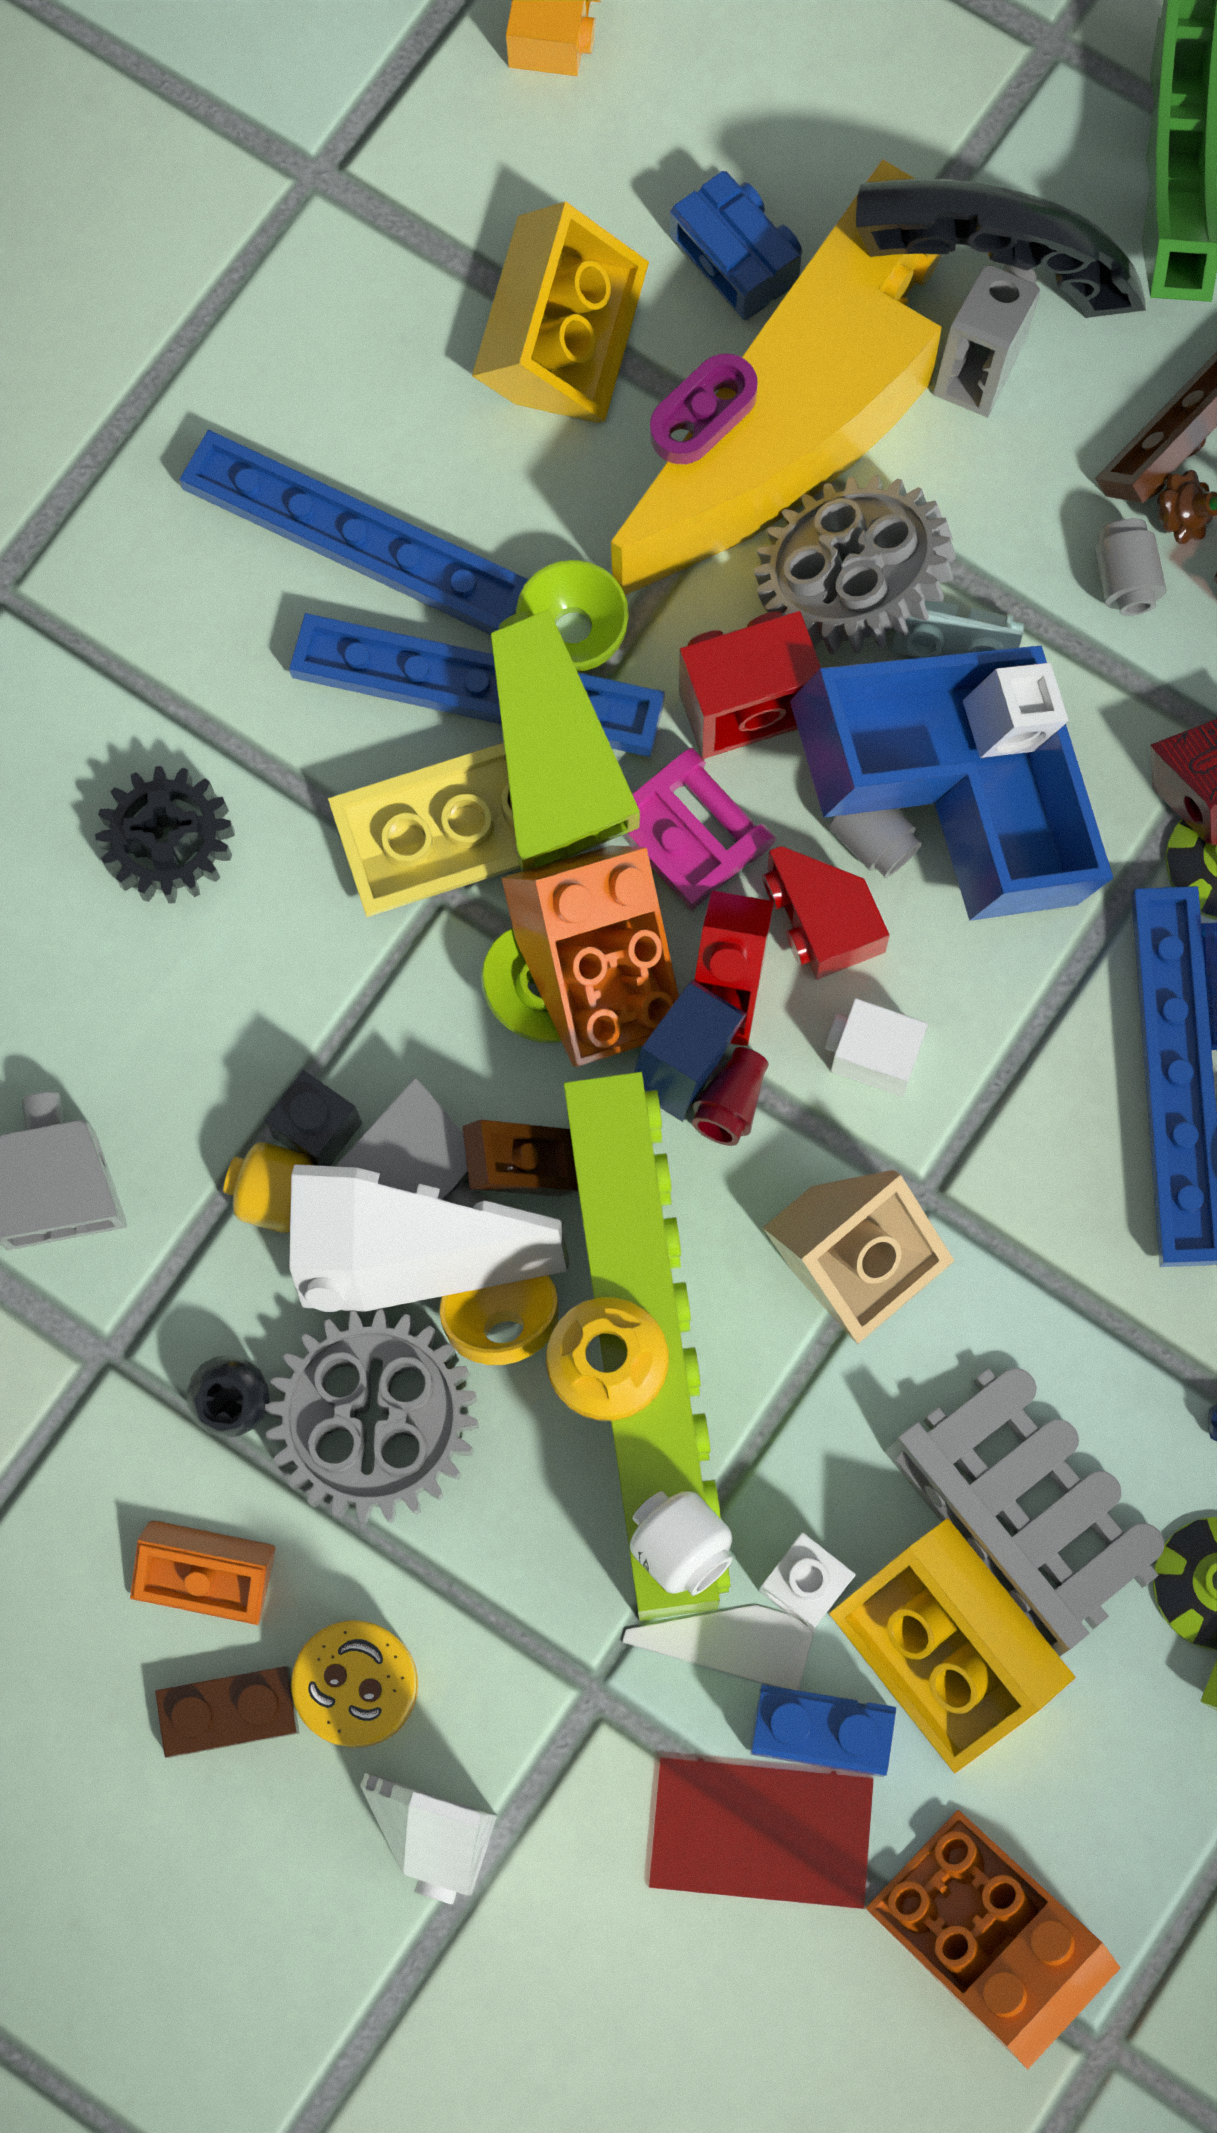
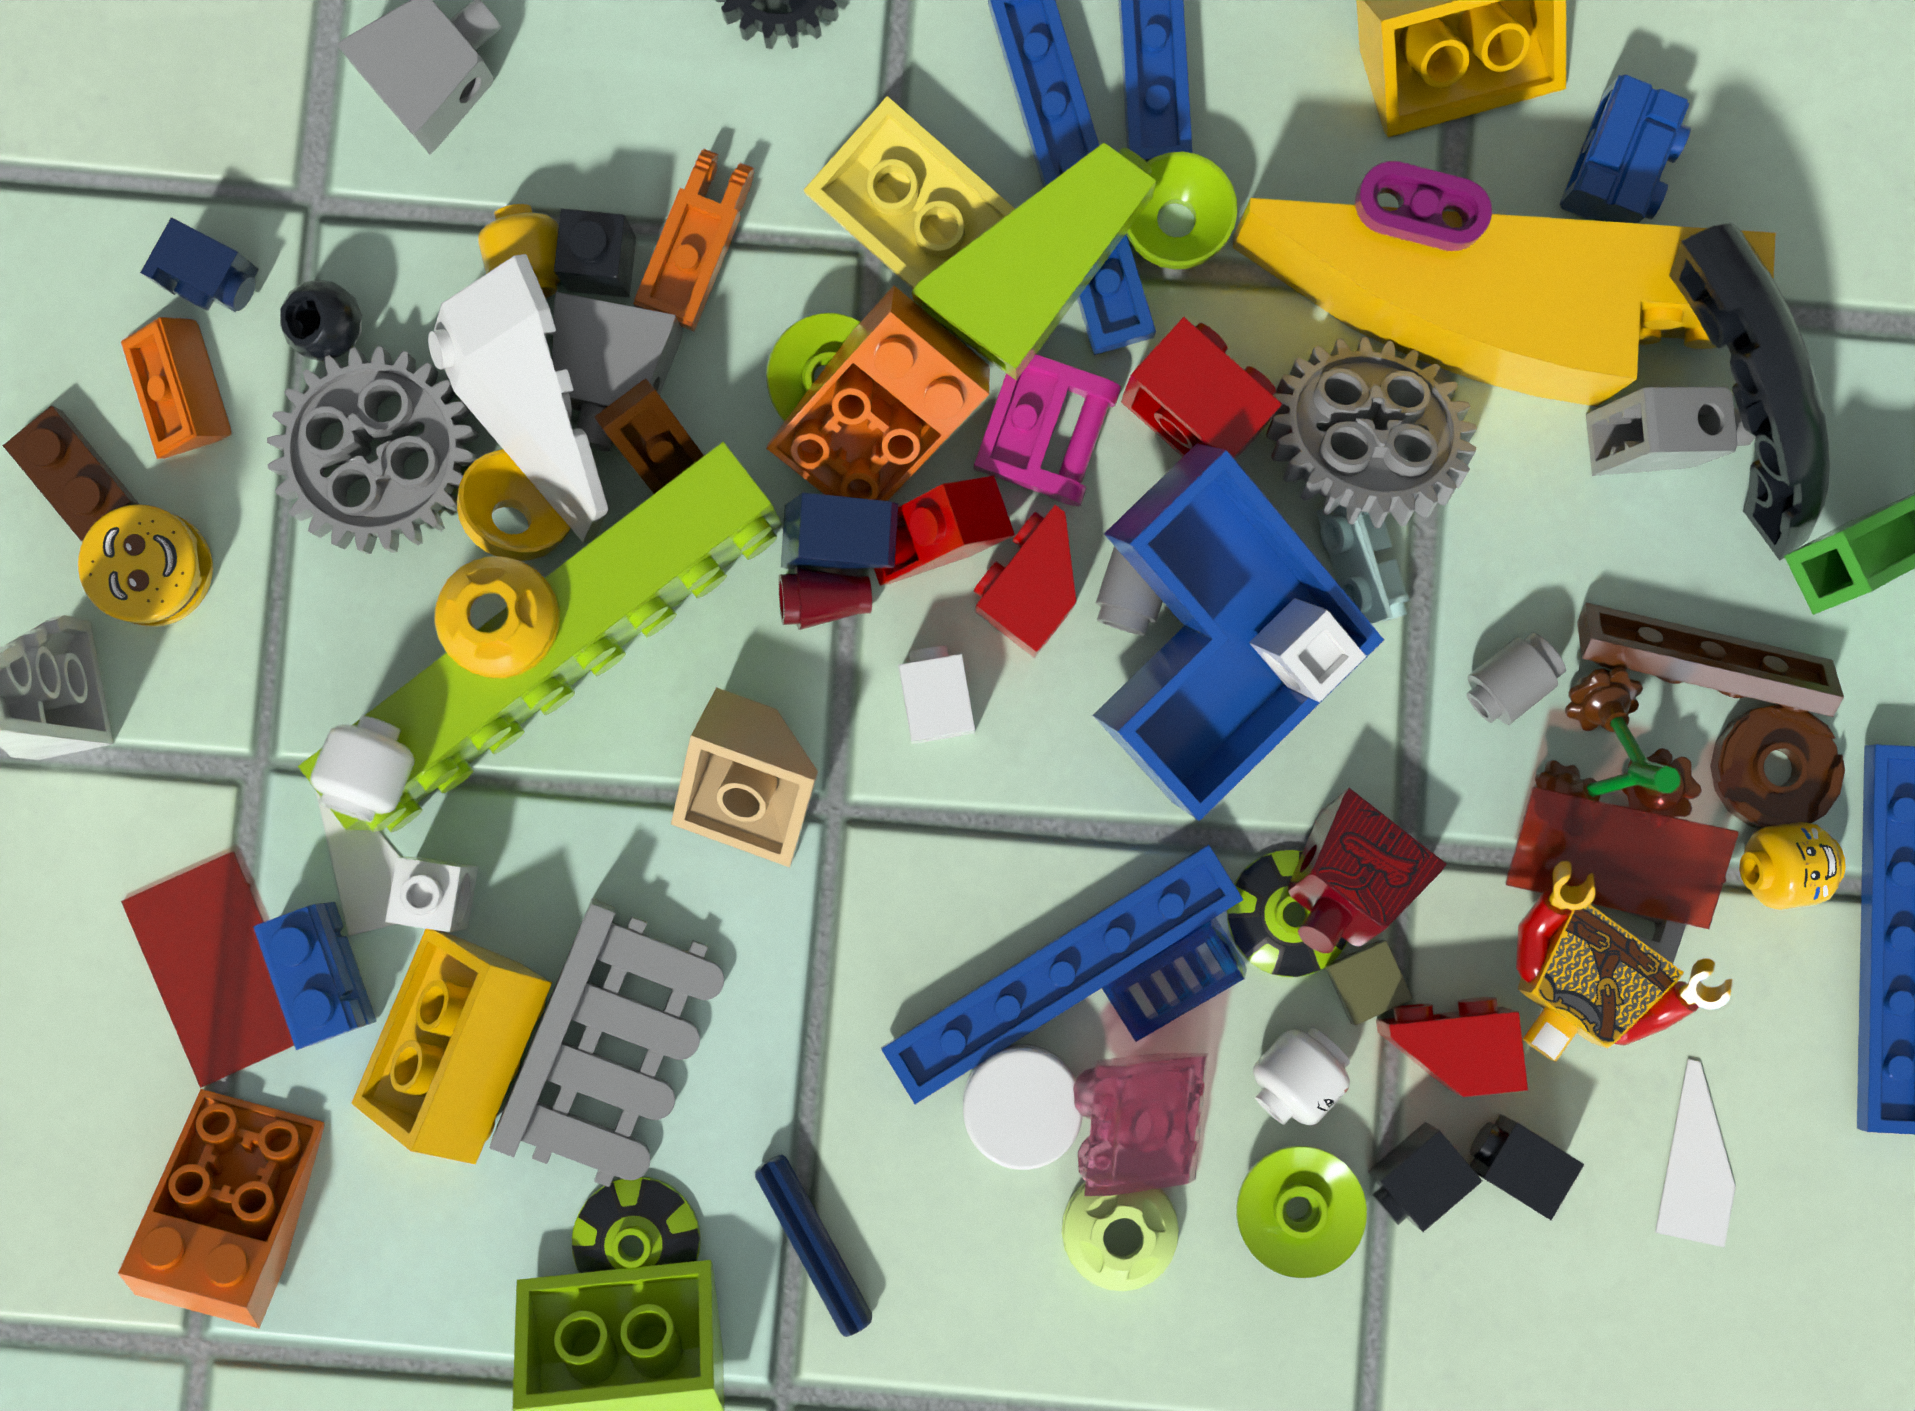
camera: 55 degrees right, 10 degrees up
(116, 1479) = (200, 268): none -> dark blue brick
(353, 1036) = (693, 243): none -> orange hinge

